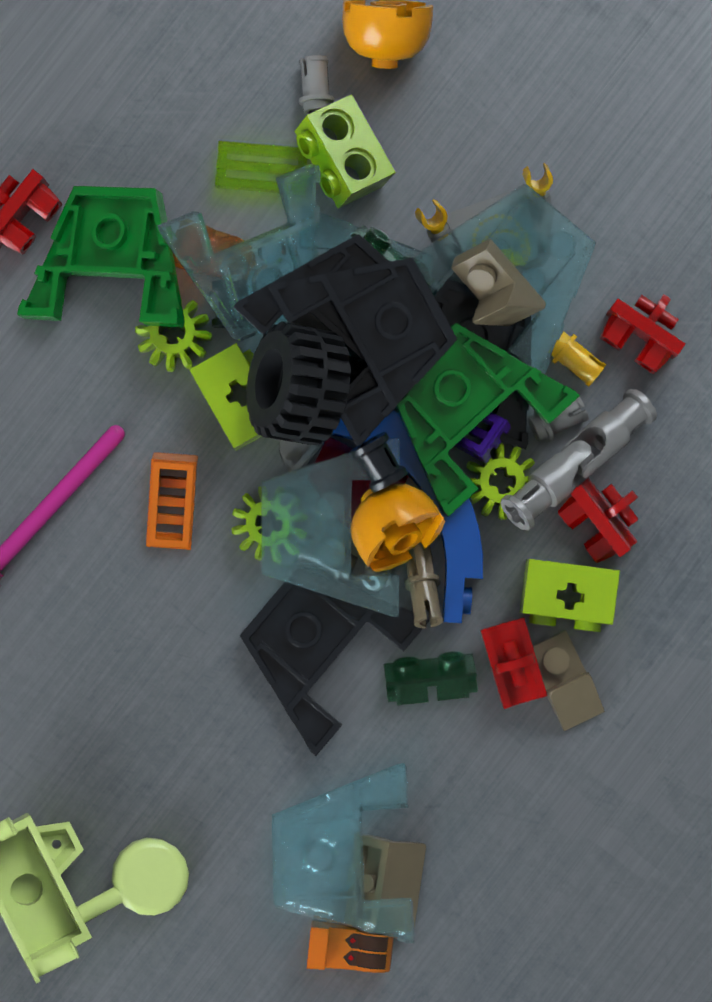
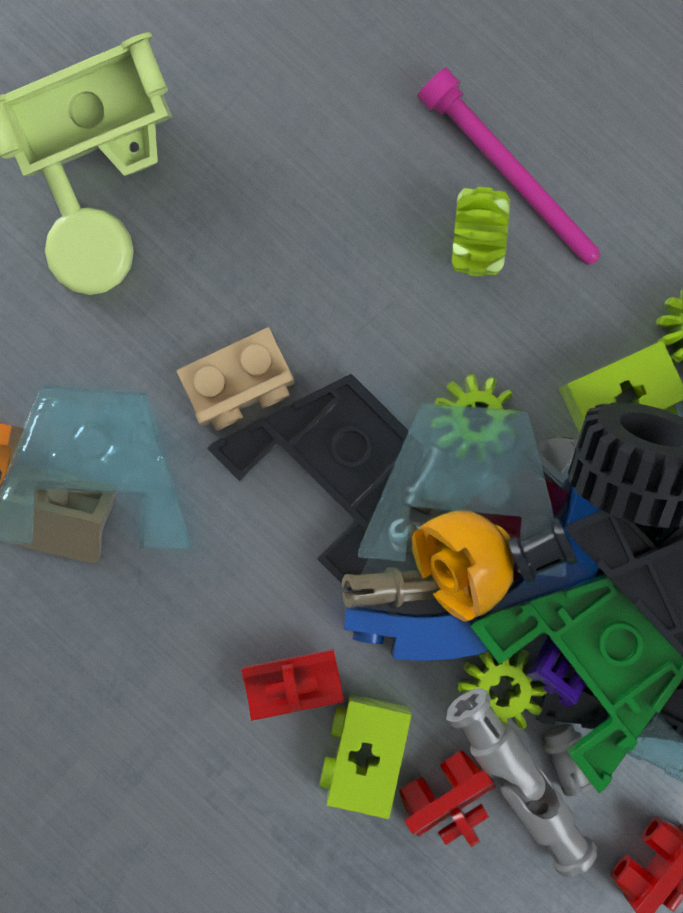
camera: 90 degrees right, 0 degrees up
(106, 534) = (480, 231): none -> lime gear
(173, 462) = (553, 315): orange slope -> none
(252, 736) = (237, 378): none -> tan bracket
(450, 672) = (286, 563): clear green hinge -> none
(566, 681) = (258, 746): dark tan slope -> none
(577, 358) = (635, 788): yellow pin -> none

